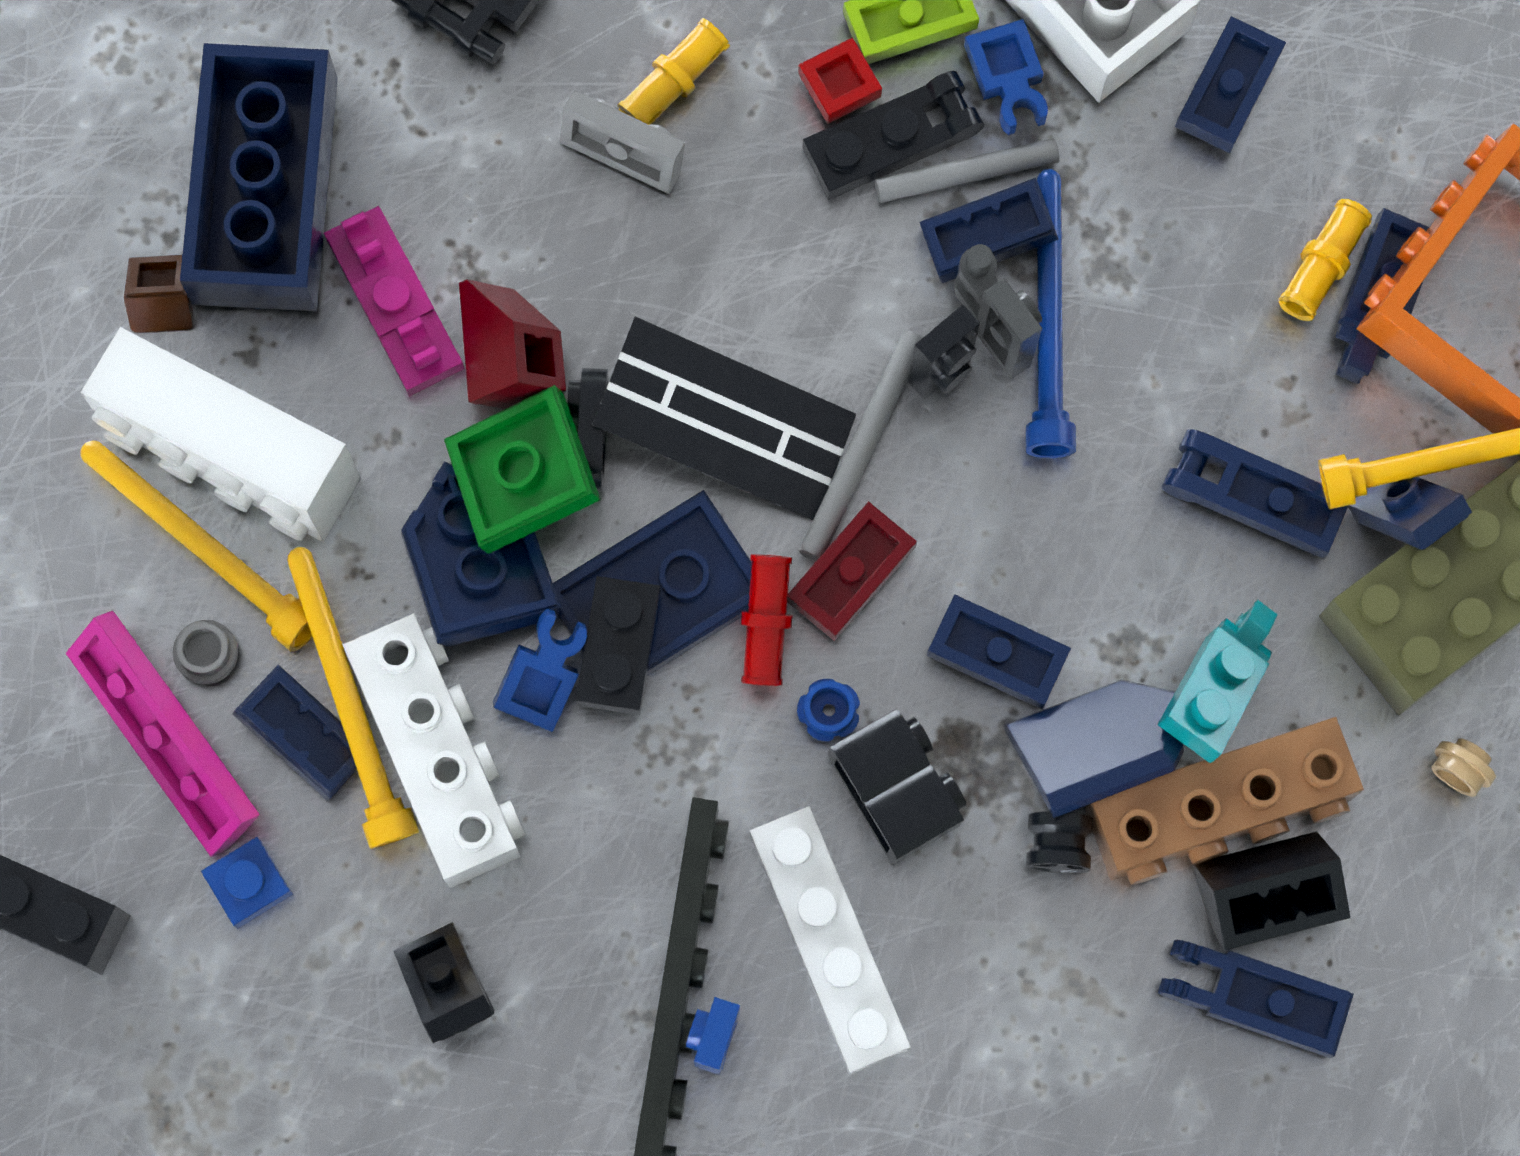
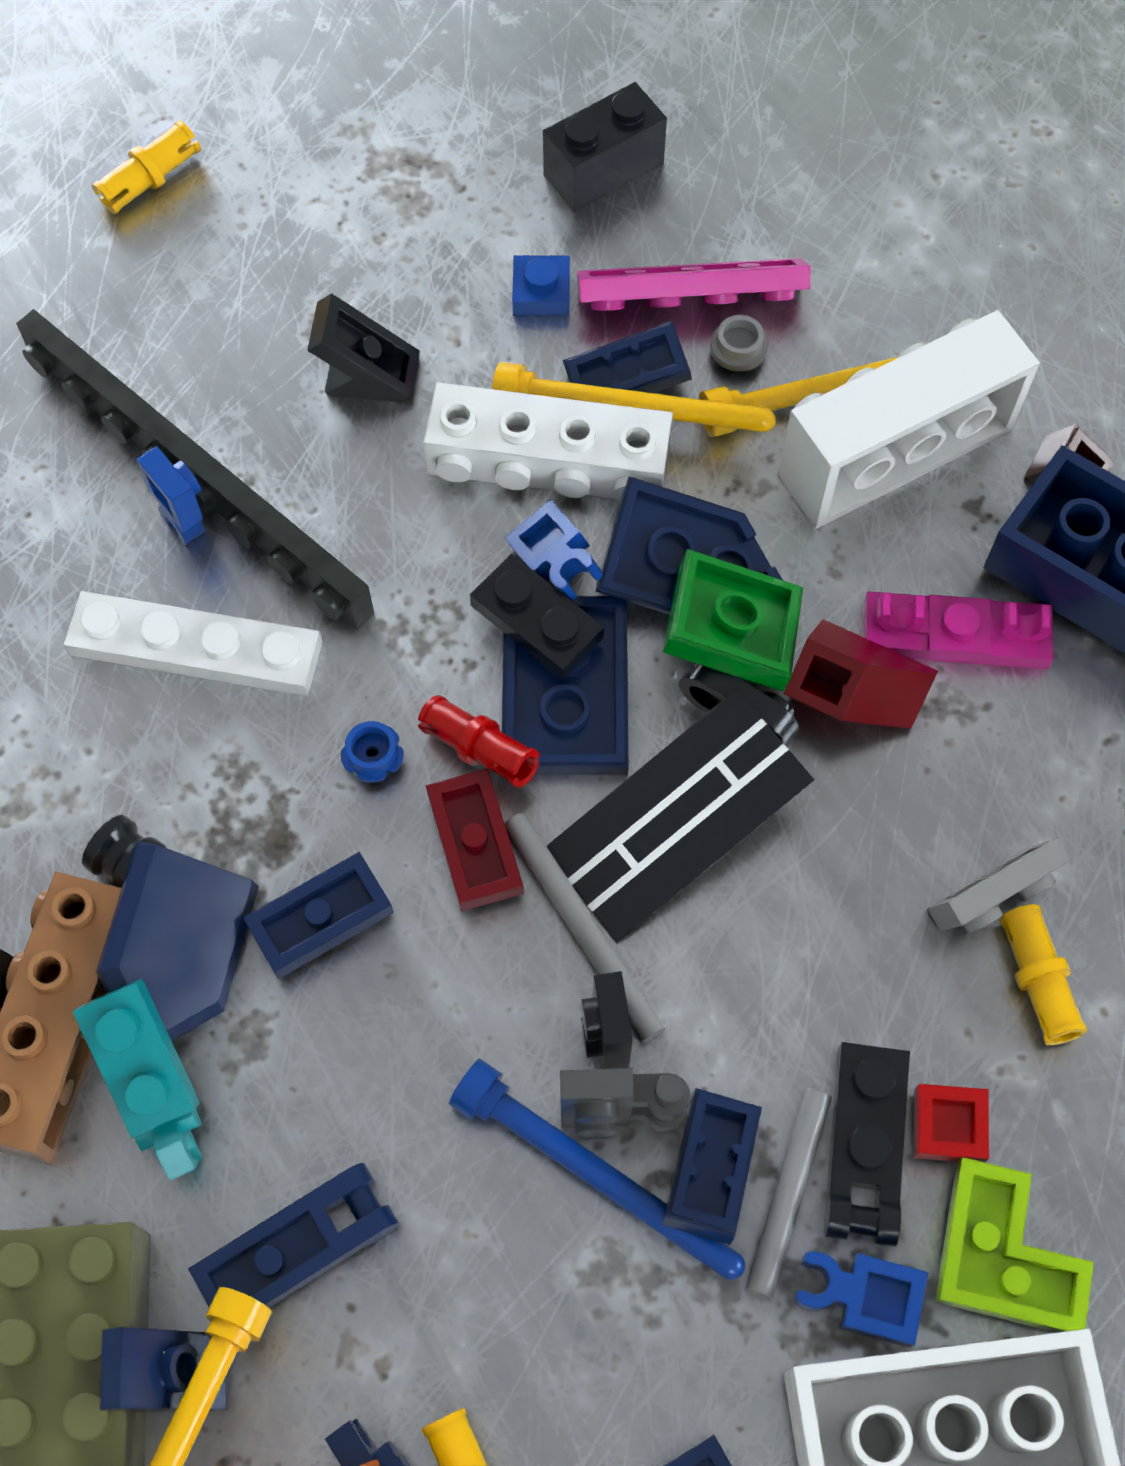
camera: 125 degrees right, 10 degrees down
(897, 786) = (267, 758): black brick -> none

